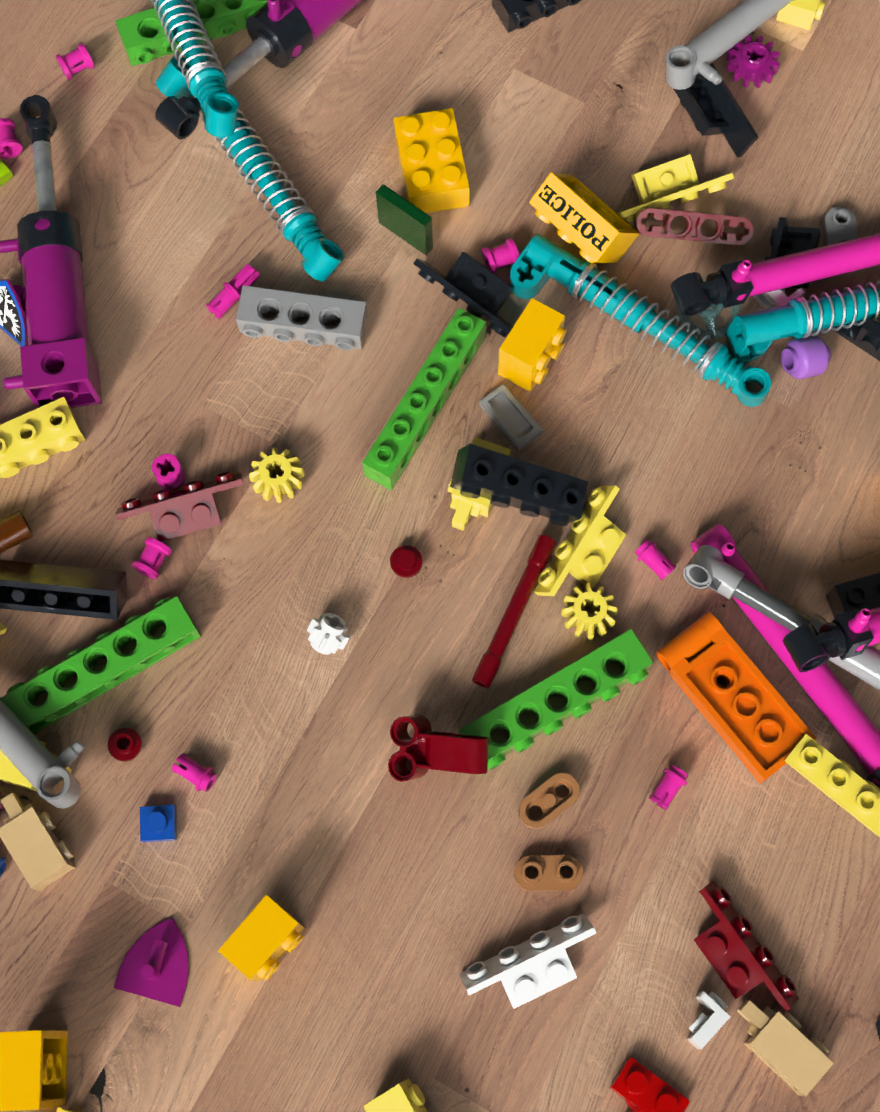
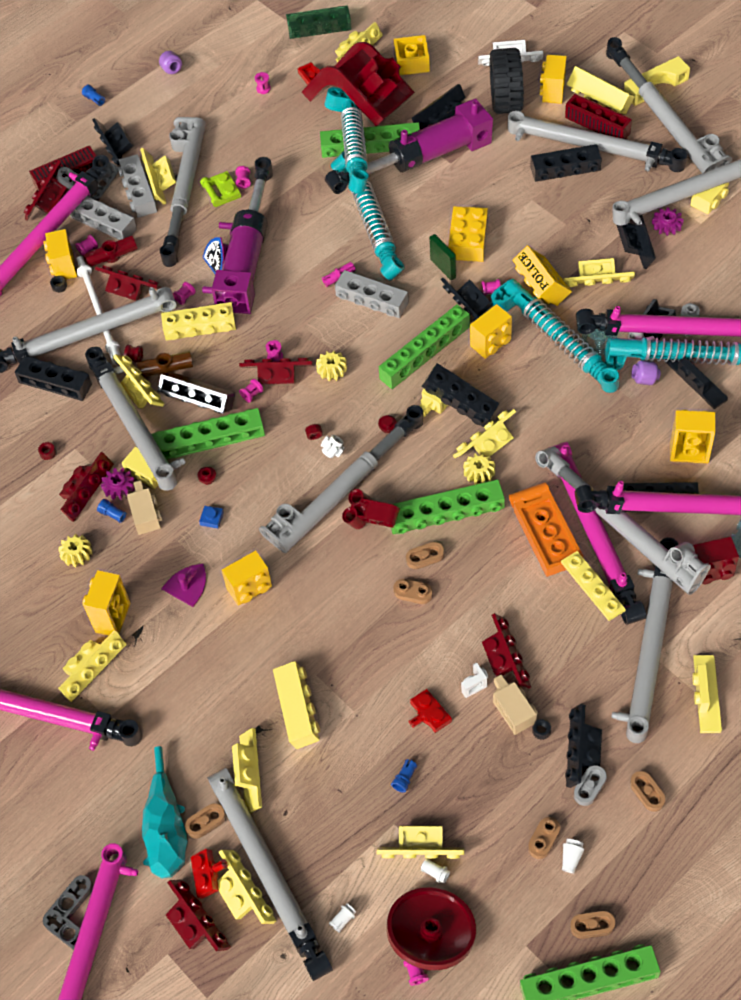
camera: 20 degrees right, 15 degrees down
(75, 61) = (292, 148): dark pink bush -> none
(200, 776) = (242, 500): dark pink pin -> none
(286, 611) = (314, 431): none -> dark red axle
(305, 817) = (287, 531): none -> light grey piece
(492, 657) = (417, 481): dark red piece -> none
(510, 417) = (469, 367): light grey tile -> none
(532, 965) = (388, 633): white bracket -> none
(655, 559) = (523, 449): dark pink pin -> none
(668, 786) = (494, 564): dark pink pin -> none
(693, 226) = (603, 294): dark red beam -> none
(852, 1075) = (541, 722): none -> black axle

